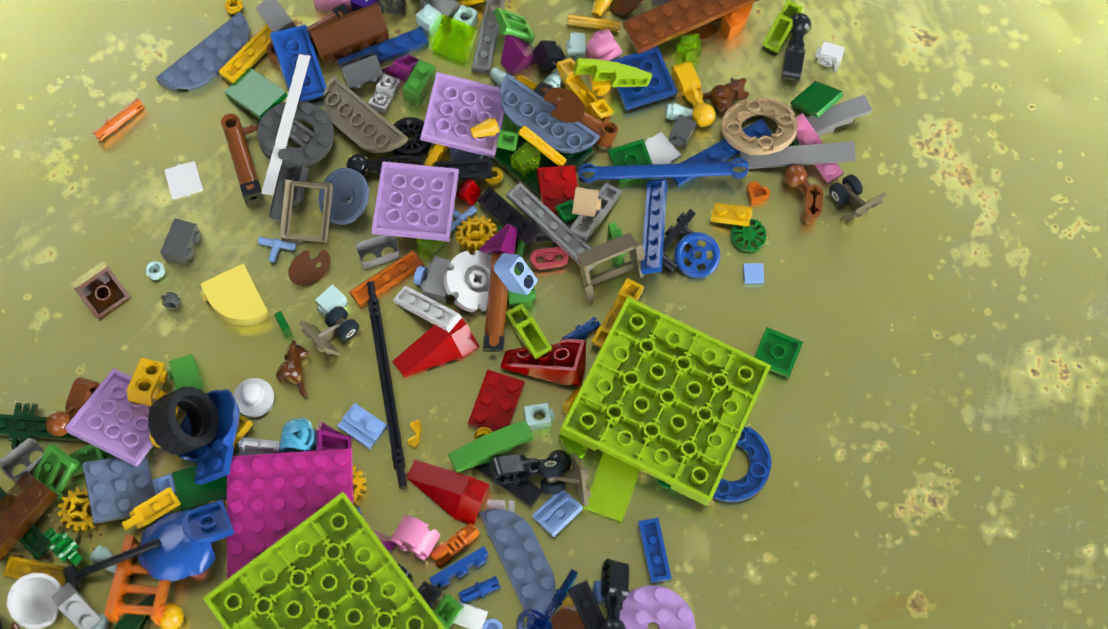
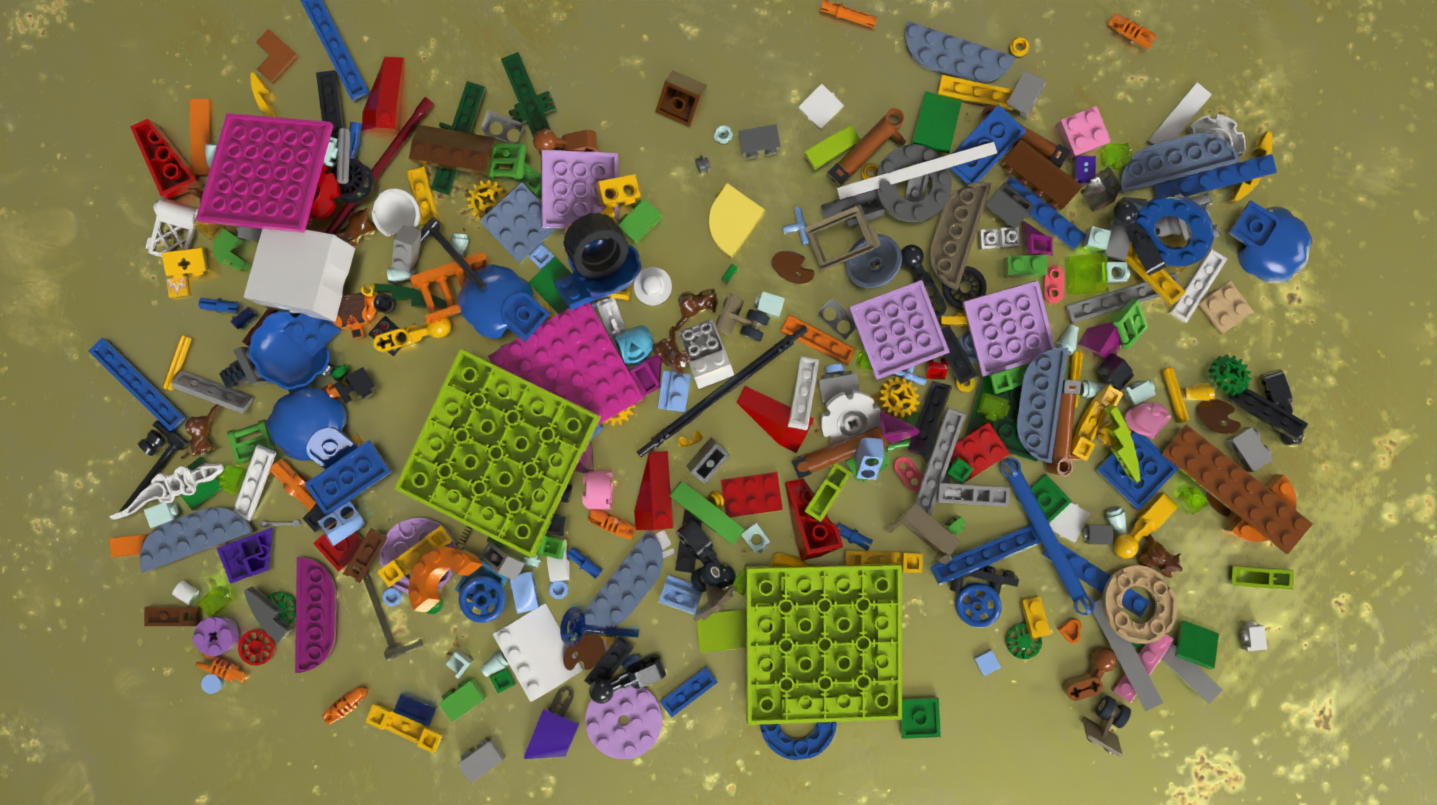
camera: 70 degrees right, 20 degrees up
(63, 546) = (448, 207): green gear -> none
(152, 509) = (513, 261): yellow hinge -> none
(224, 187) = (832, 147): none -> lime slope
(261, 164) = (870, 166): none -> yellow plate
(325, 408) = (669, 352): none -> reddish brown animal
(343, 379) = (707, 353): none -> white slope
(442, 422) = (708, 460): none -> dark grey brick
(448, 67) = (1051, 283): none -> coral plate
(459, 568) = (593, 538): blue plate -> none
(485, 128) = (1002, 356): yellow cone -> none
(542, 146) = (1012, 416): yellow axle -> none
(568, 109) = (1063, 423): reddish brown piece -> none
(586, 202) = (972, 486): tan brick -> none
(795, 50) = (1239, 602): black beam -> none

